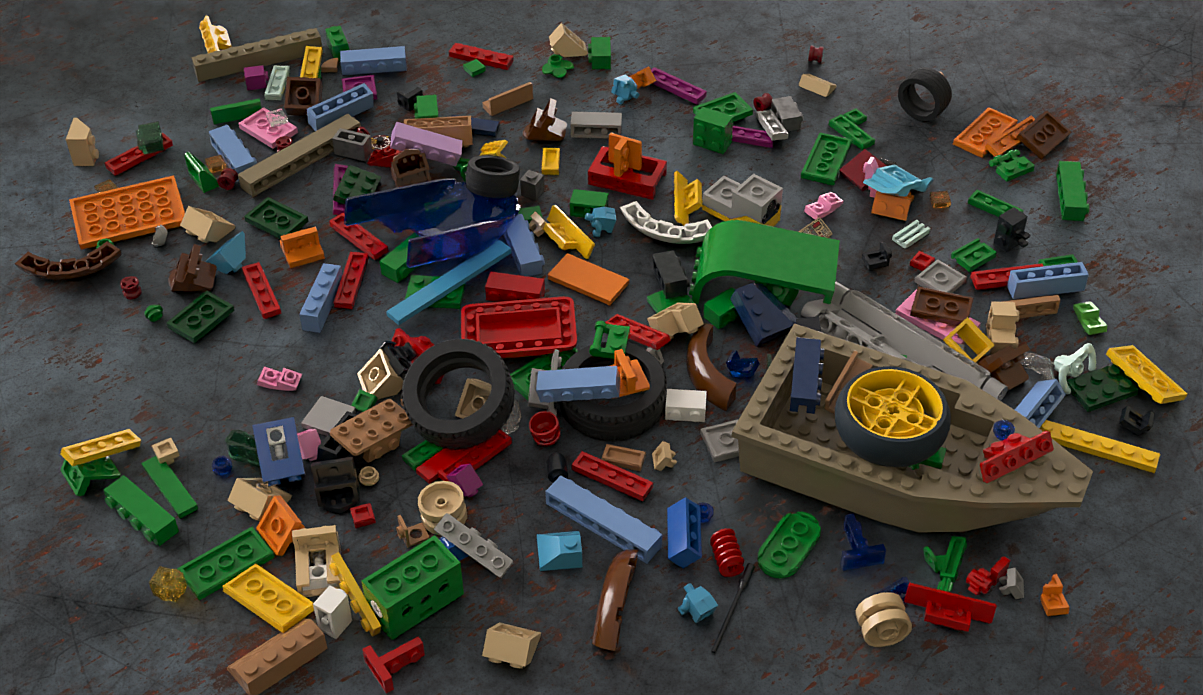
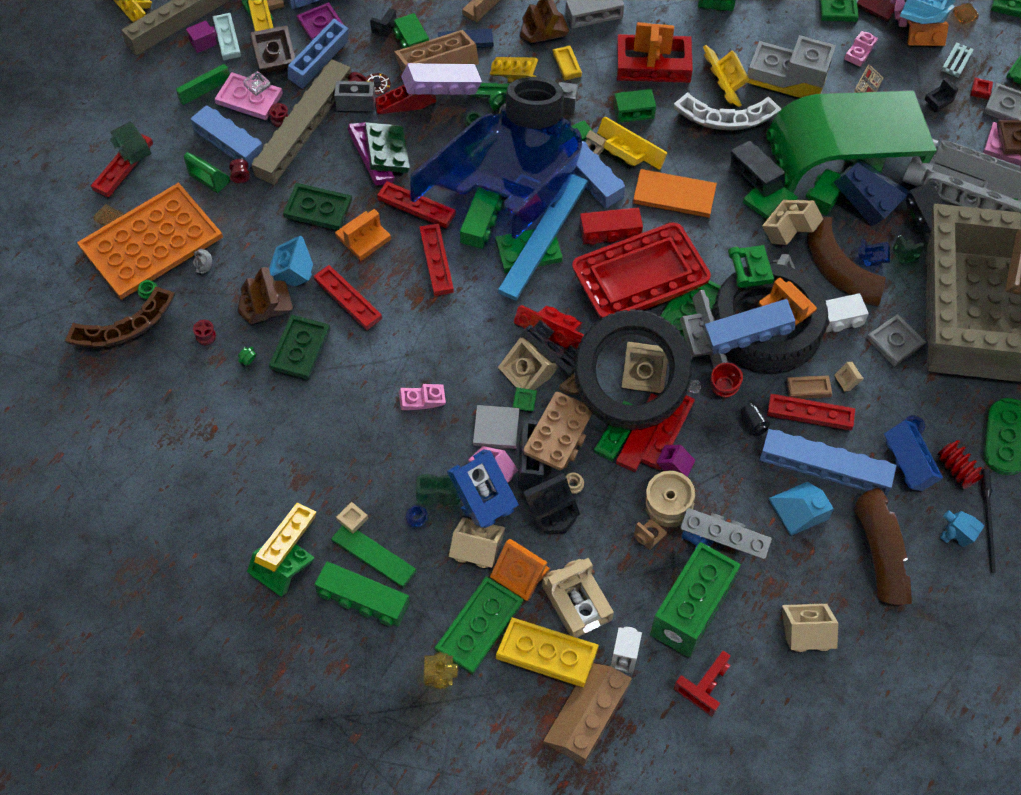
camera: 20 degrees left, 15 degrees up
(81, 144) = (56, 170): tan slope -> none
(205, 225) = (246, 234): tan slope -> none
(215, 163) = (213, 154): clear orange tile -> none
(320, 298) = (418, 290): medium blue brick -> none
(358, 601) = (631, 618): yellow plate -> none
(362, 515) = (589, 528): red tile -> none
(410, 168) = (437, 116): reddish brown piece -> none
(602, 219) = (658, 121): dark azure piece -> none
(641, 333) = (773, 245): red tile -> none
(805, 374) = (981, 262): dark blue brick -> none

